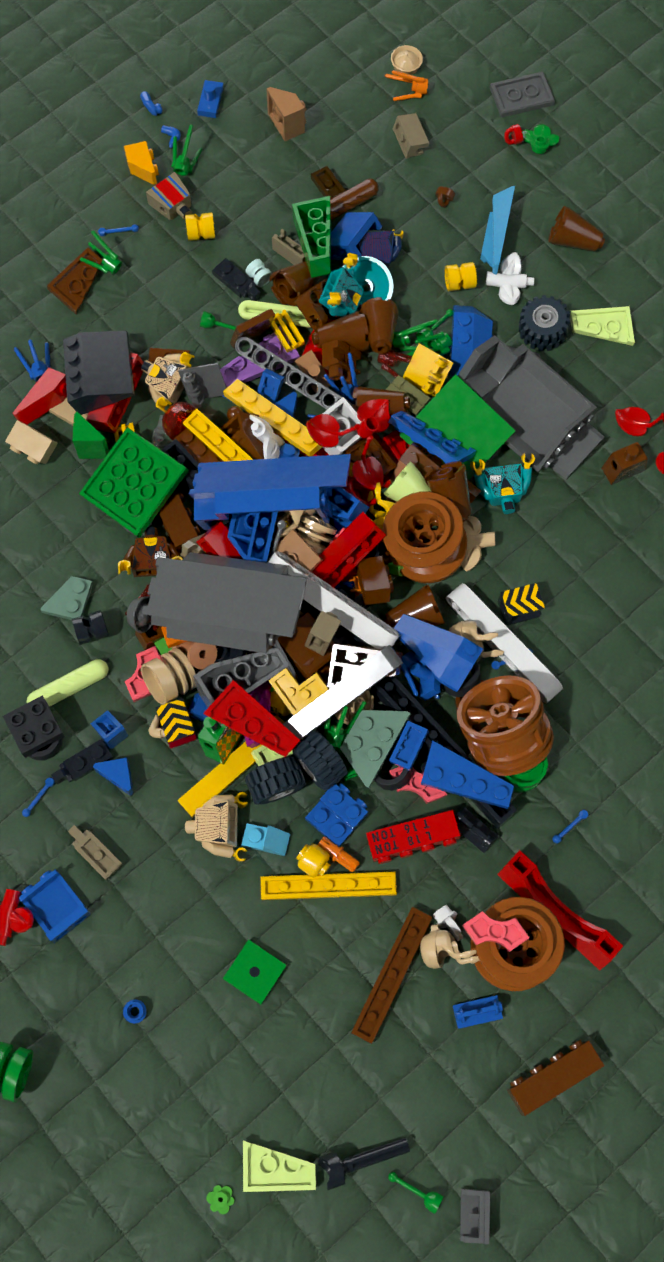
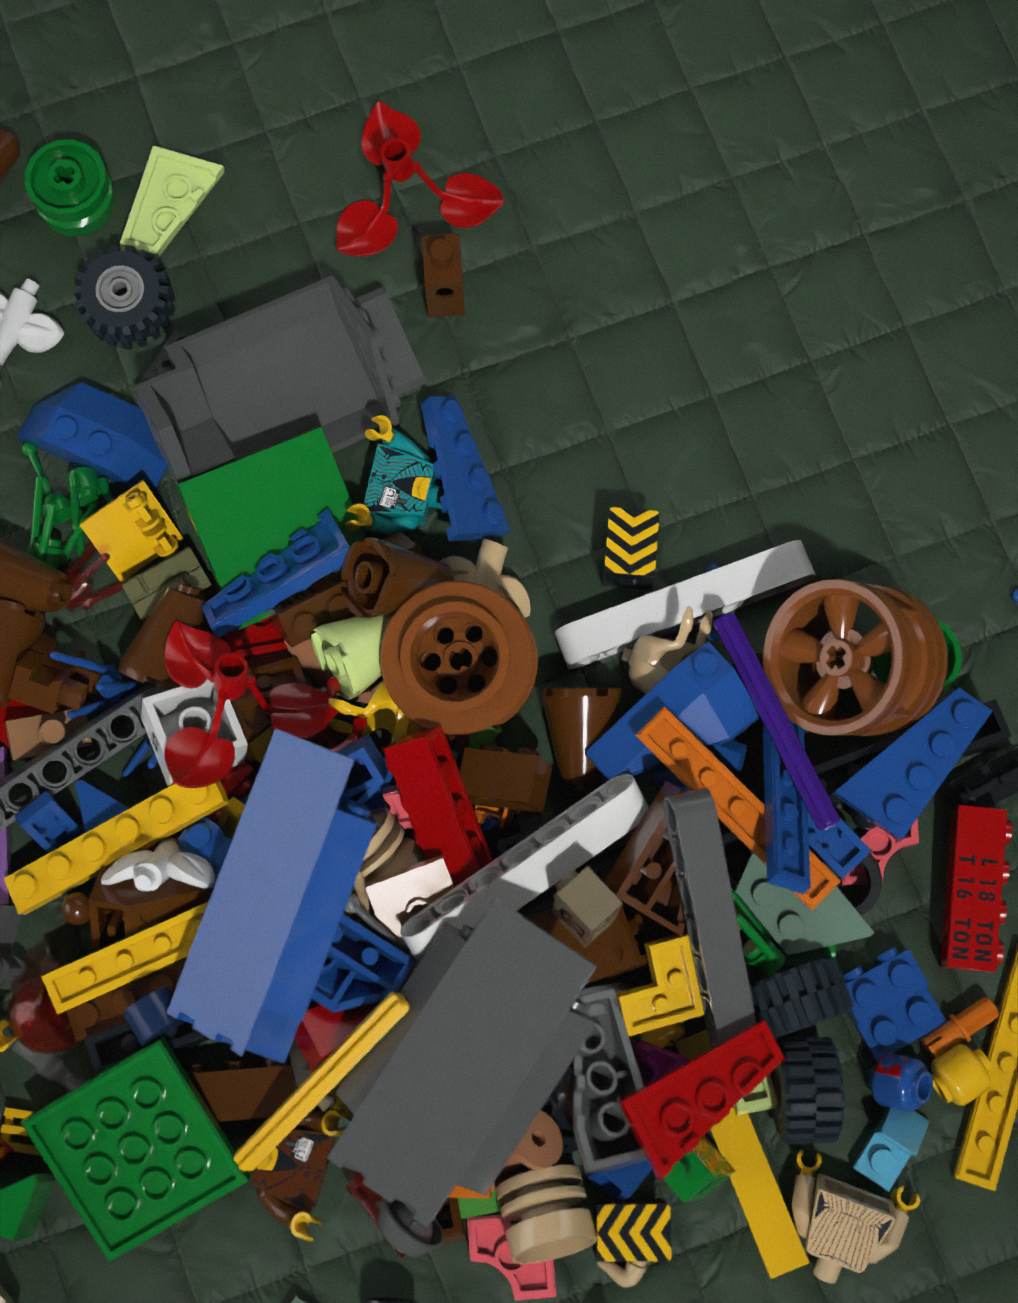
camera: 65 degrees left, 5 degrees up
(193, 458) = (149, 1016): none -> dark blue piece
(193, 544) = (321, 1081): none -> yellow axle
(297, 830) = (900, 1082): none -> blue head
(402, 692) = (733, 801): none -> orange tile
(413, 714) = (784, 822): none -> blue tile
(455, 696) = (776, 722): none -> dark purple axle
(516, 515) = (466, 484): none -> blue wing
(588, 277) = (70, 187): none -> green wheel

